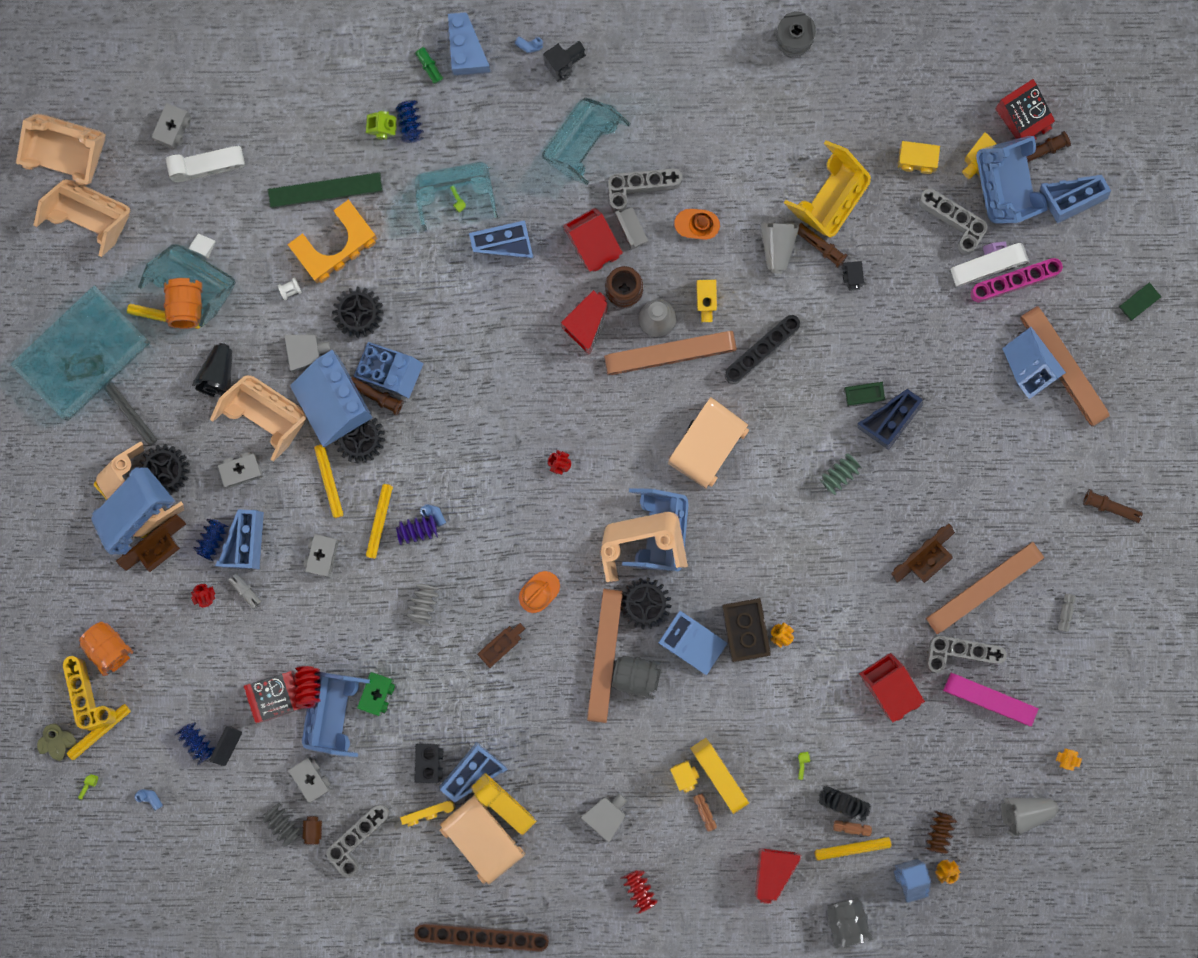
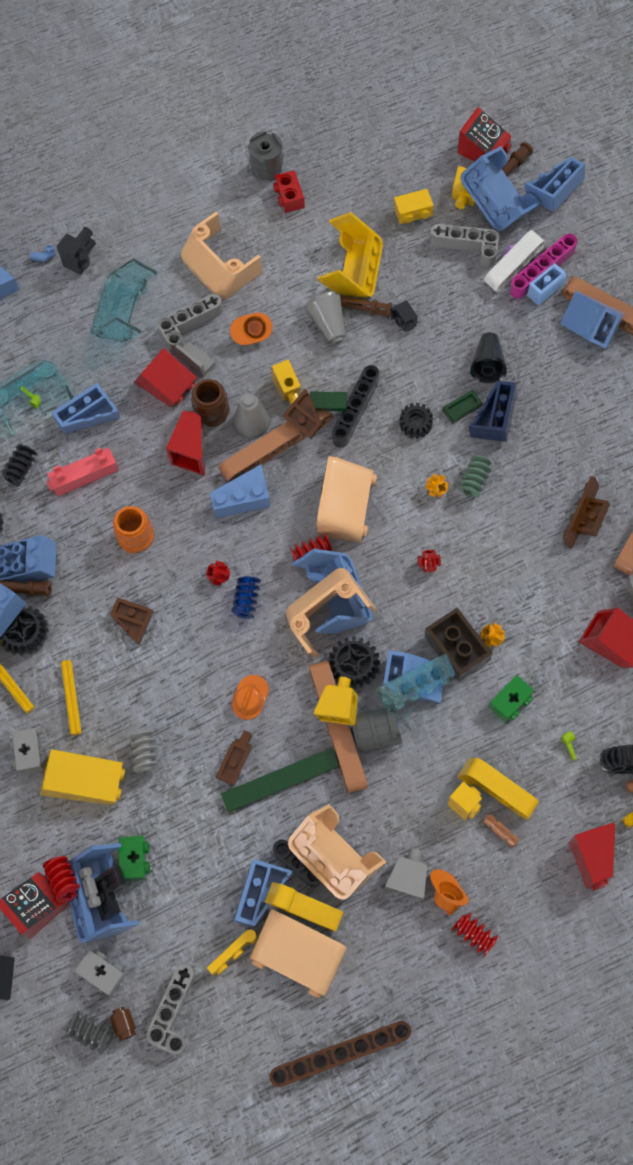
camera: 30 degrees left, 15 degrees down
(329, 704) = (90, 887): none -> light grey axle
(339, 711) = (107, 884): none -> black plate
(359, 603) = (81, 778): none -> yellow slope
(416, 529) = (109, 687): dark purple piece -> none
(418, 269) = (17, 464): none -> black piece
(422, 763) = (208, 904): black brick -> none
(435, 511) = (120, 667): medium blue arm -> none
(463, 470) = (132, 618): none -> reddish brown wing
(475, 302) = (82, 472): none -> coral brick
(499, 375) = (133, 529): none -> orange piece
(516, 772) = (288, 859): none -> black beam
(533, 681) = (280, 780): none -> dark green tile
(547, 771) = (330, 855): none -> light nougat windscreen
(575, 497) = (244, 597): none -> clear blue piece
(612, 640) = (338, 703): none -> yellow torso
(615, 393) = (241, 494): none -> medium blue wedge
(633, 844) = (447, 891): none -> orange piece
(654, 479) = (323, 544): none -> red piece
(662, 651) = (391, 694): none -> clear light blue brick
(690, 152) = (216, 275): none -> light nougat windscreen
(706, 343) = (303, 415): none -> reddish brown wing
(736, 336) = (329, 401): none -> dark green tile
(758, 537) = (429, 560): none -> red gear
(759, 701) = (514, 689): none -> green brick
(800, 466) = (436, 485): none -> light orange gear
(805, 82) = (289, 191): none -> red brick
(824, 390) = (417, 410): none -> black tyre
(912, 357) = (488, 360): none -> black cone
(1007, 303) = (546, 284): none -> light blue brick

